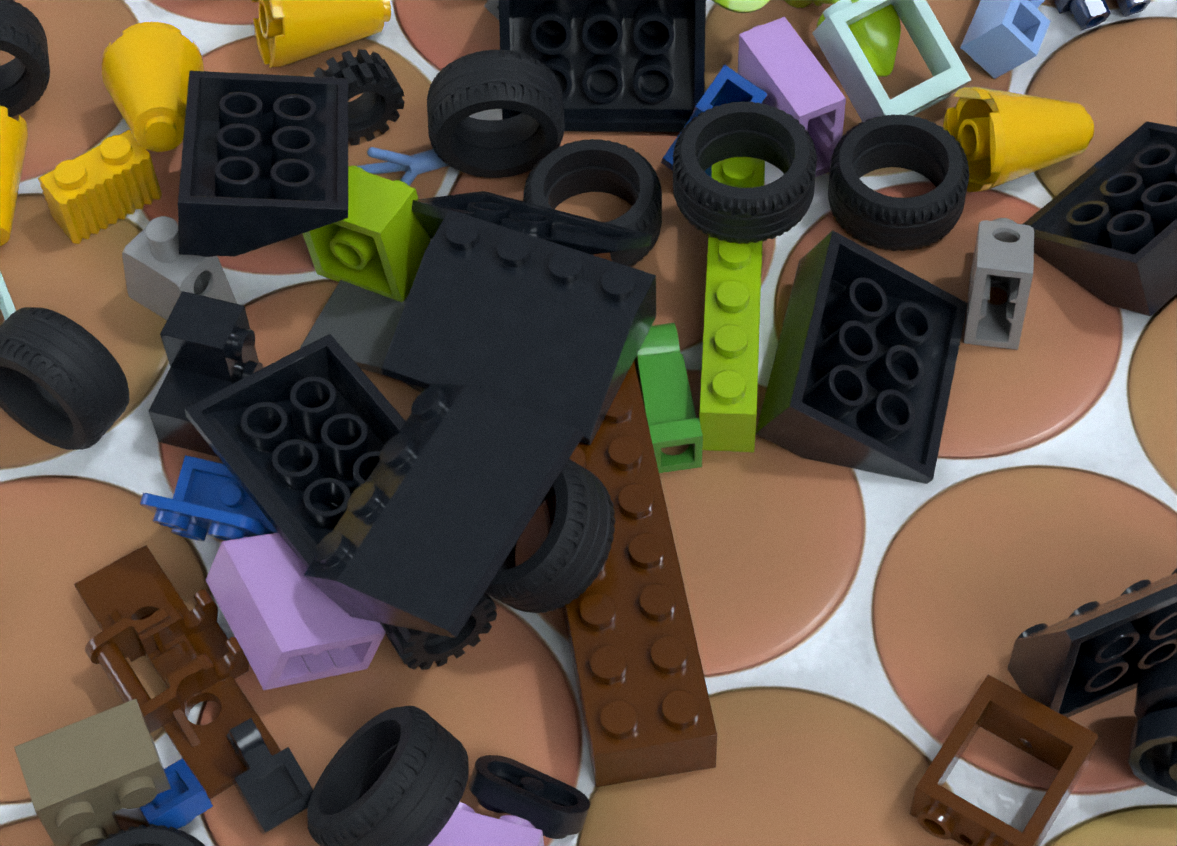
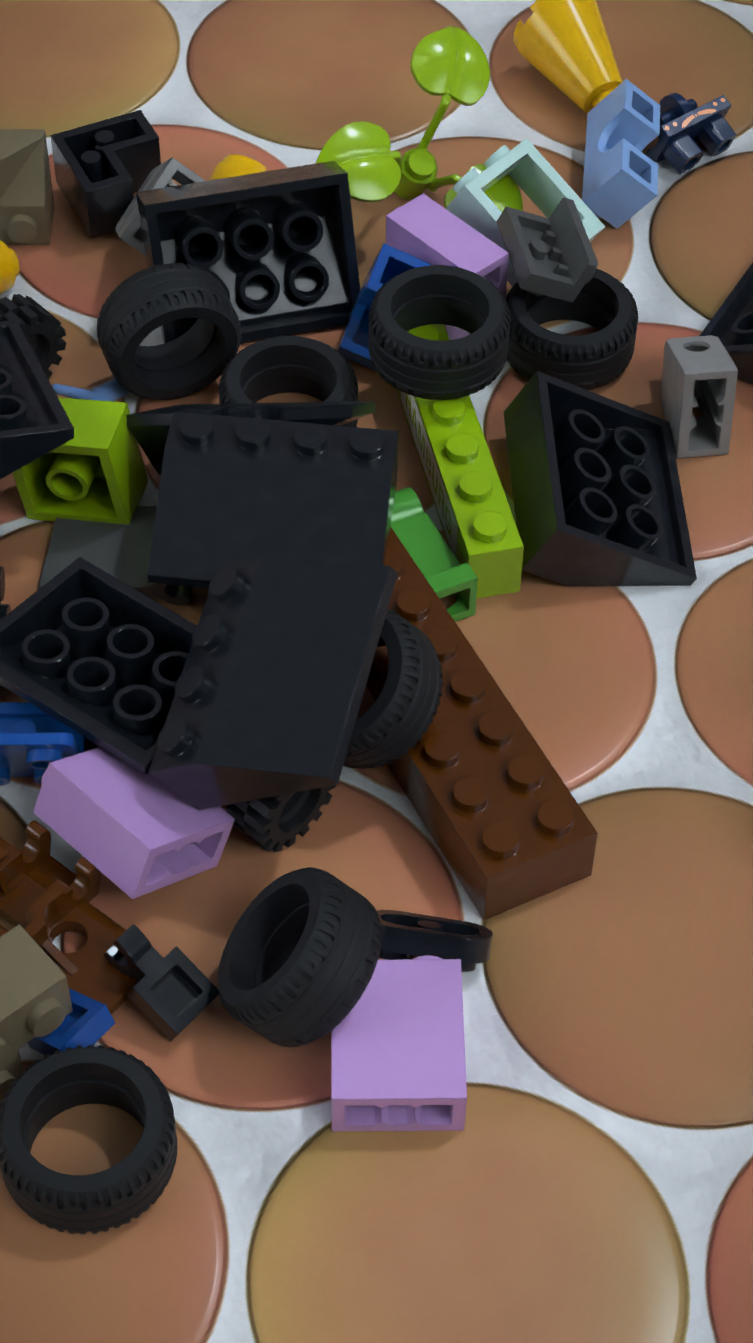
camera: 20 degrees left, 5 degrees down
(889, 102) = (549, 253): none -> dark grey bracket
(1014, 133) = (662, 263): yellow cone -> none

